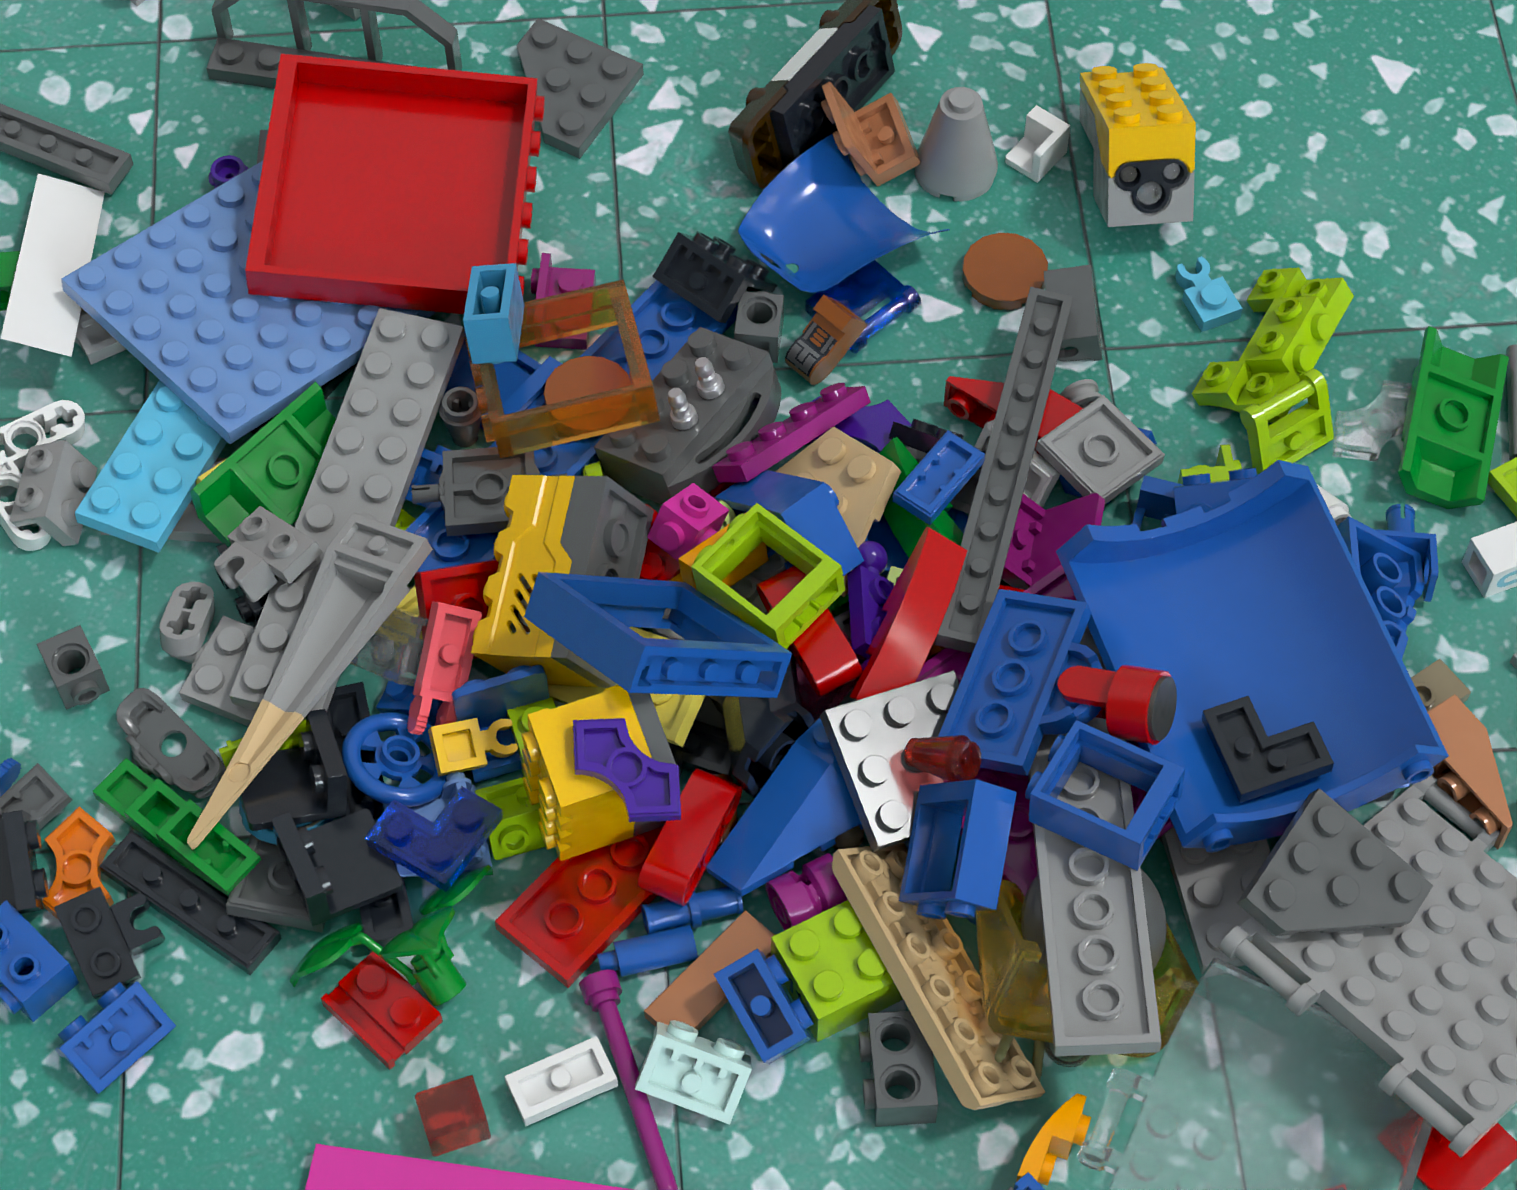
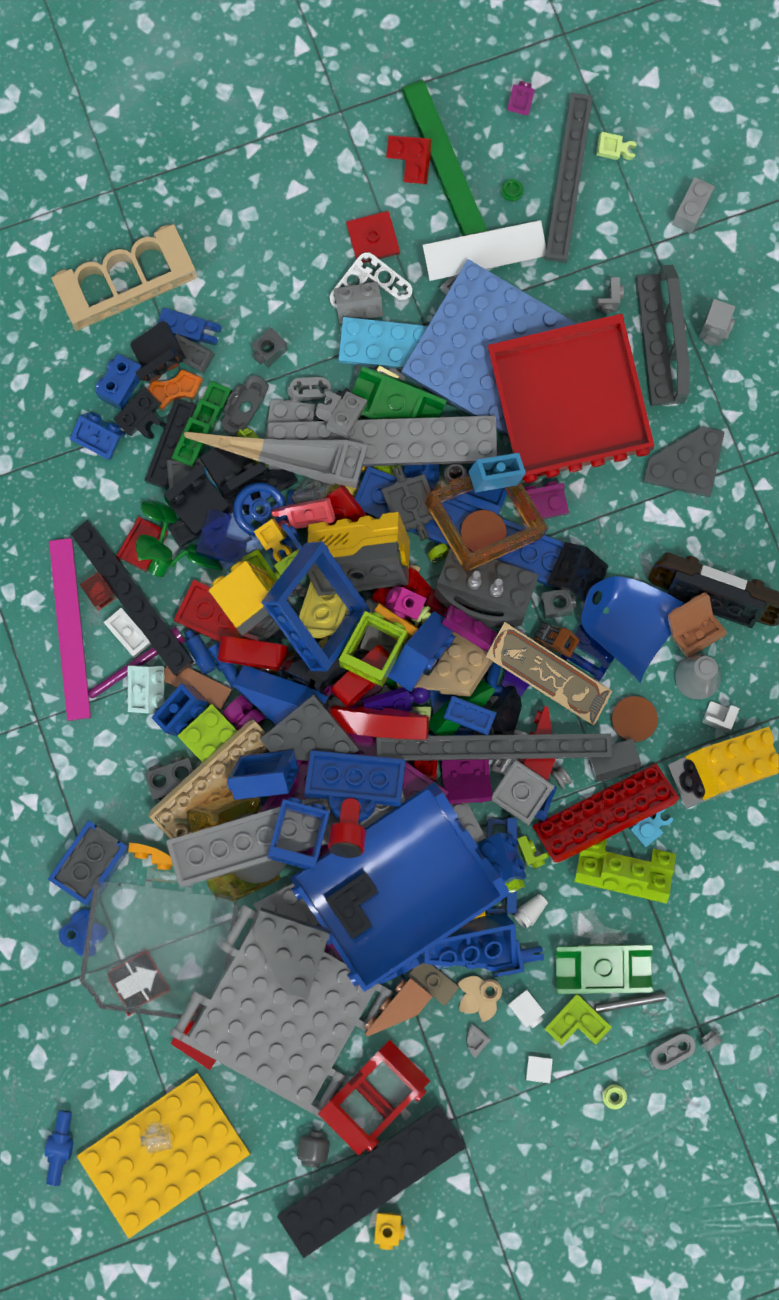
camera: 75 degrees right, 20 degrees up
(225, 169) = (576, 308): dark purple plate -> none
(228, 107) = (616, 293): none -> light grey bracket
(489, 1048) = (132, 598): none -> black plate
(645, 785) = (227, 623): dark purple tile -> none
(886, 361) = (549, 673): none -> sticker
(944, 757) = (301, 758): clear red cone -> none
(1169, 344) = (606, 813): none -> red plate
(1296, 432) = (571, 885): lime plate -> none
(1464, 638) = (476, 998): none -> tan plate

